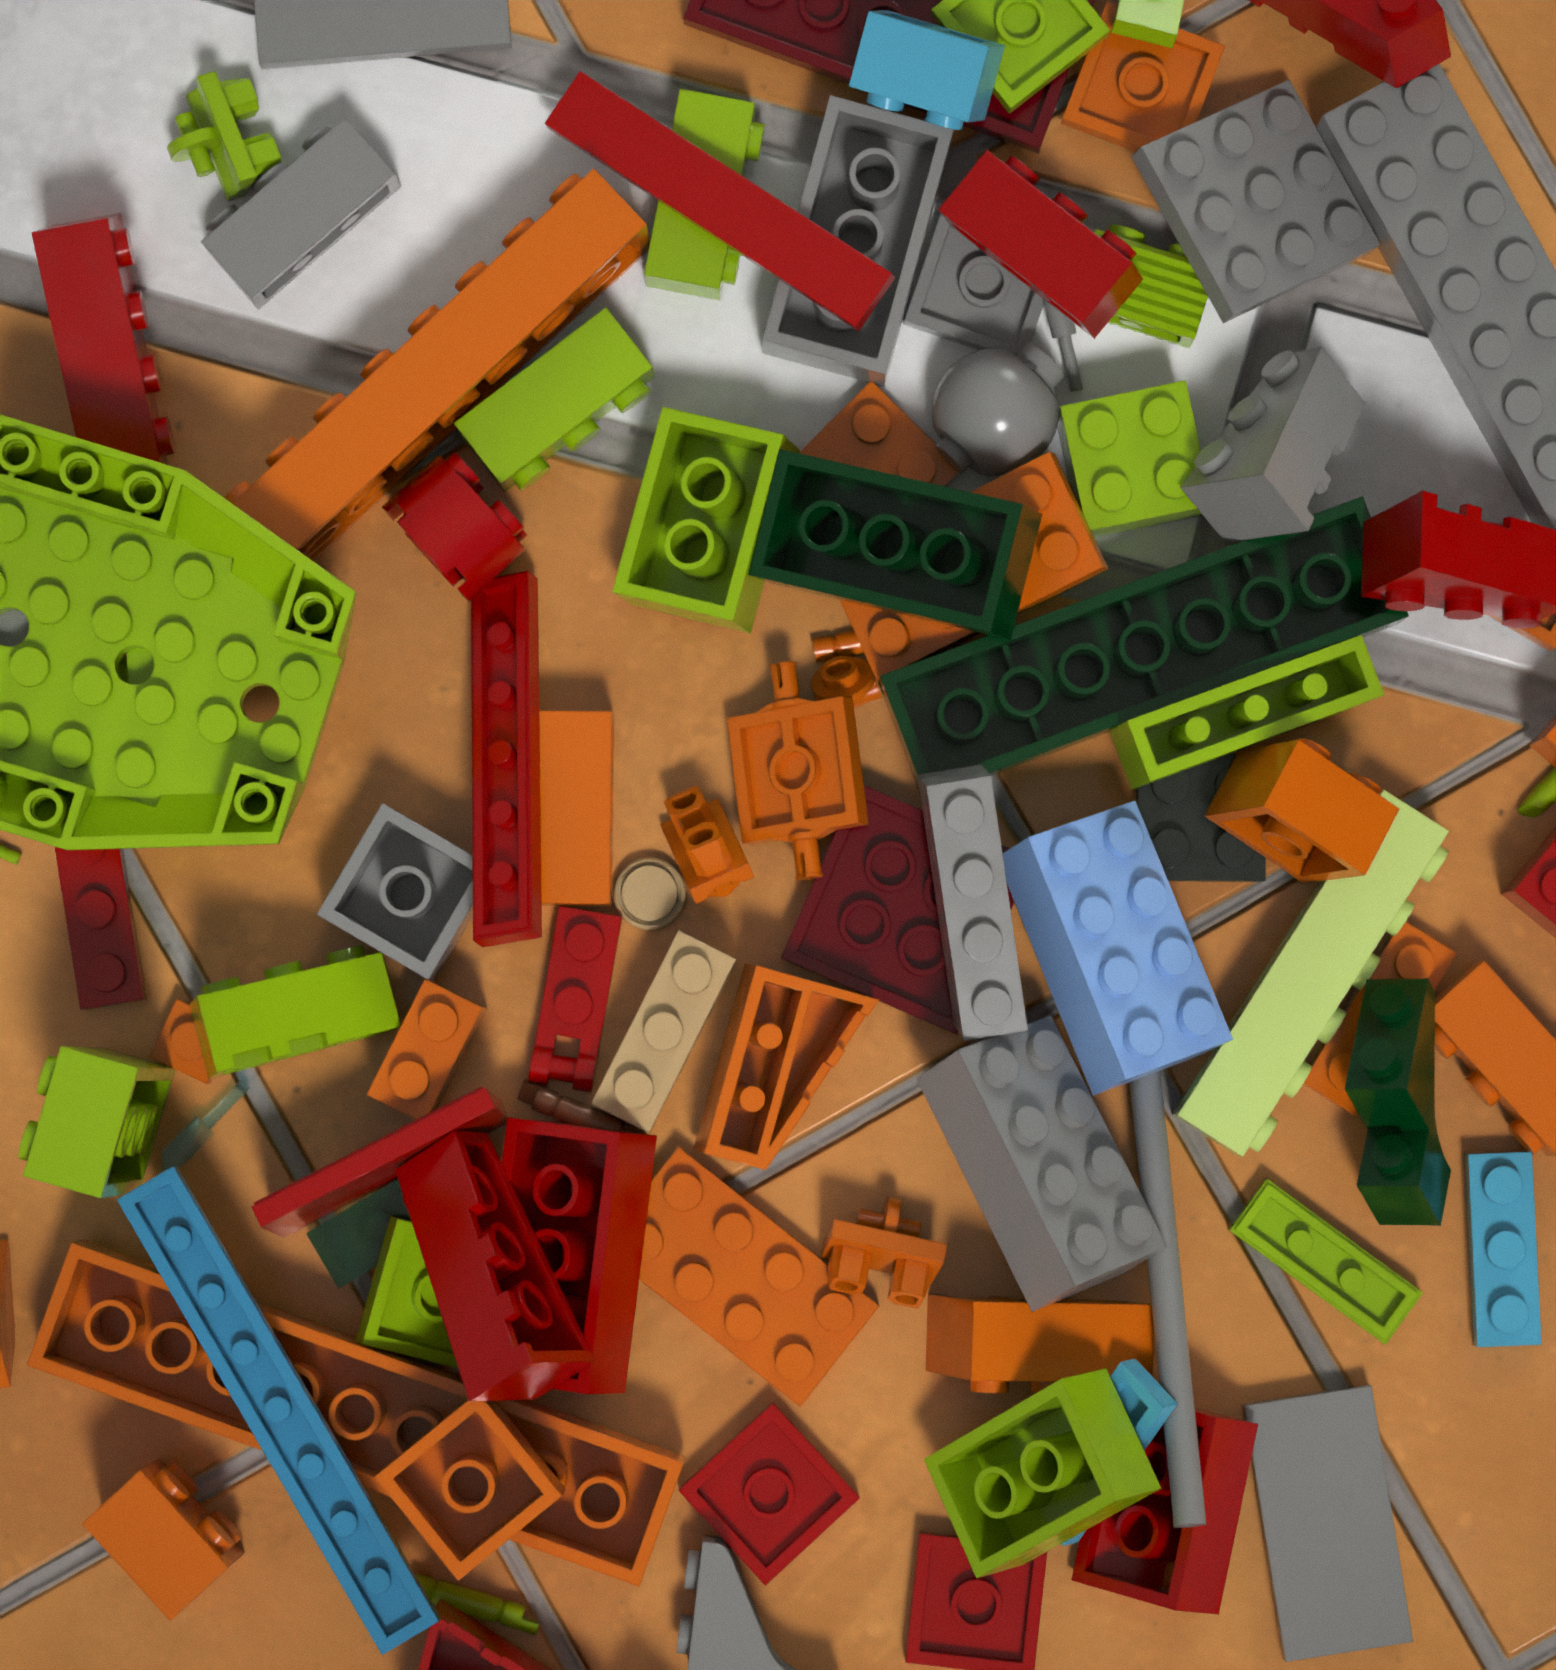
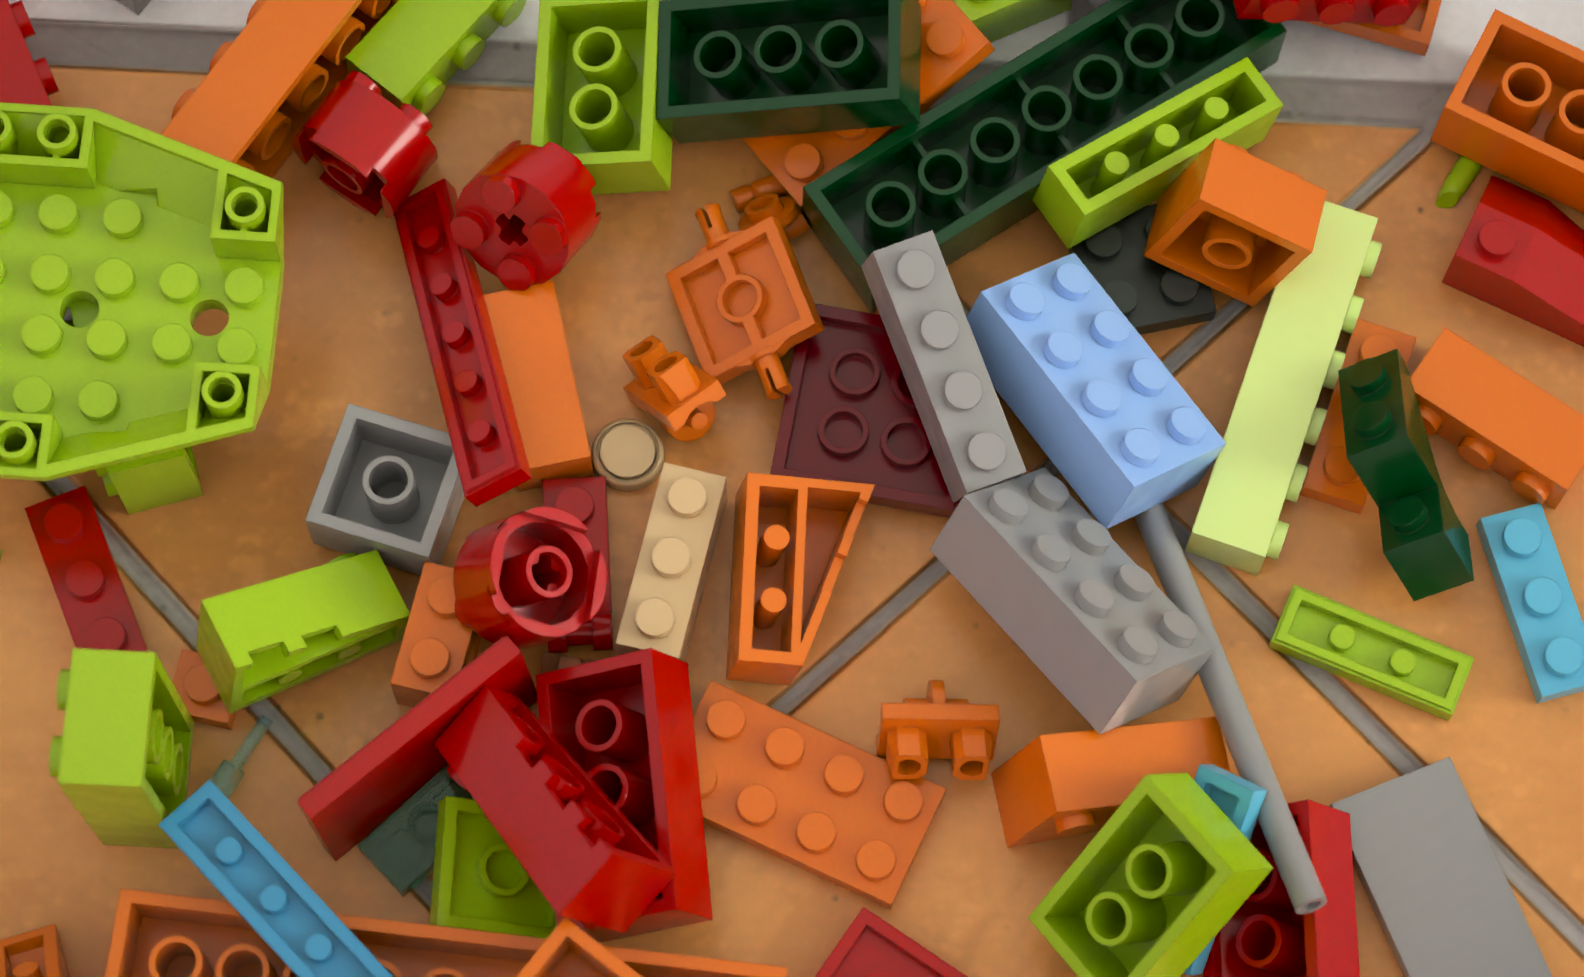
camera: 15 degrees left, 15 degrees down
(519, 1028) = (529, 577): none -> red brick
(598, 642) = (526, 213): none -> red brick

